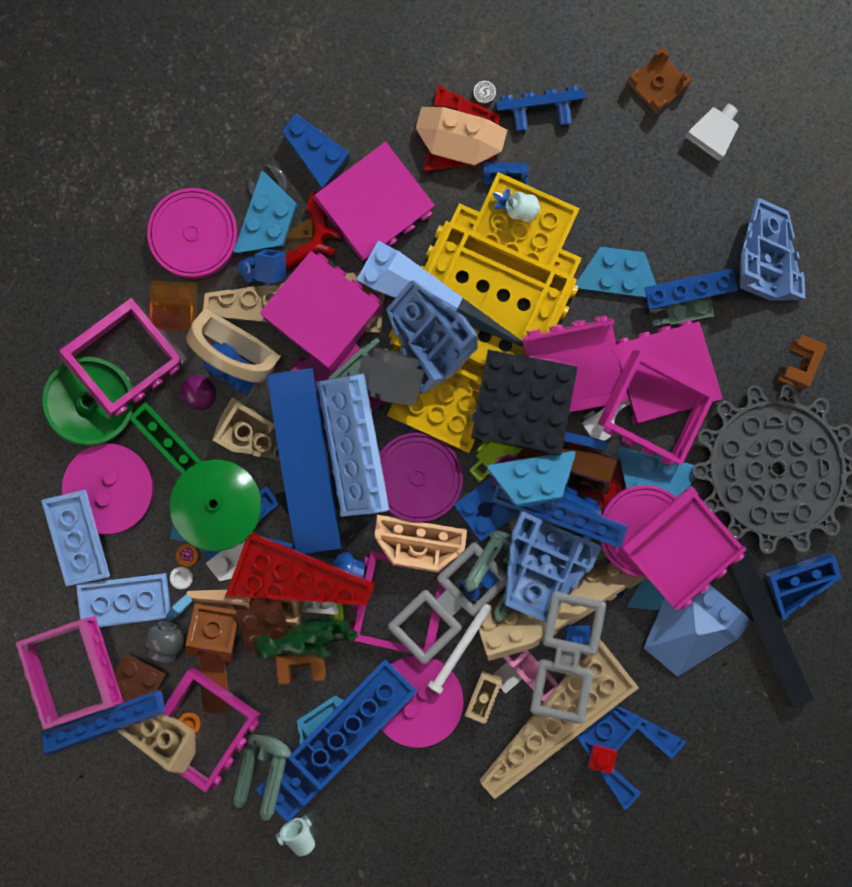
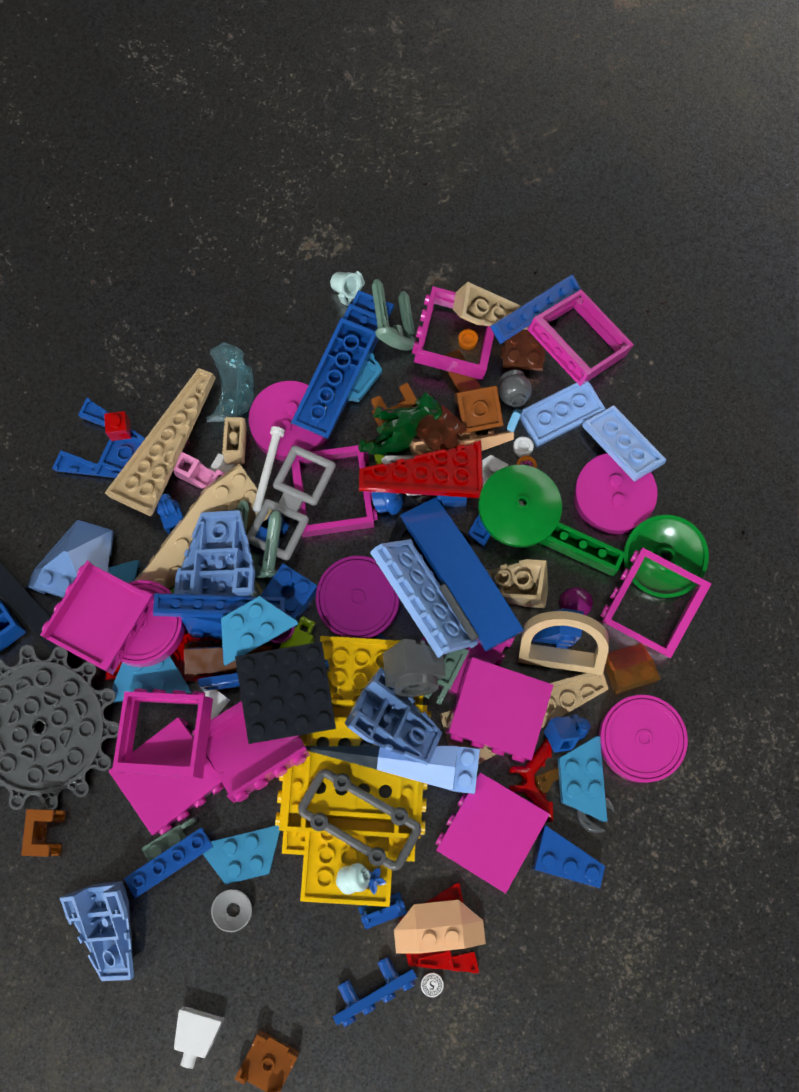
camera: 160 degrees right, 10 degrees down
(323, 415) = (458, 612): none -> dark grey bar
(419, 543) = (334, 540): light nougat wedge -> none
(461, 763) = (236, 383): none -> clear light blue windscreen
(493, 219) = (398, 816): none -> dark grey bar
(568, 657) = (171, 489): light grey bar -> none
(648, 214) = (223, 919): none -> light grey piece

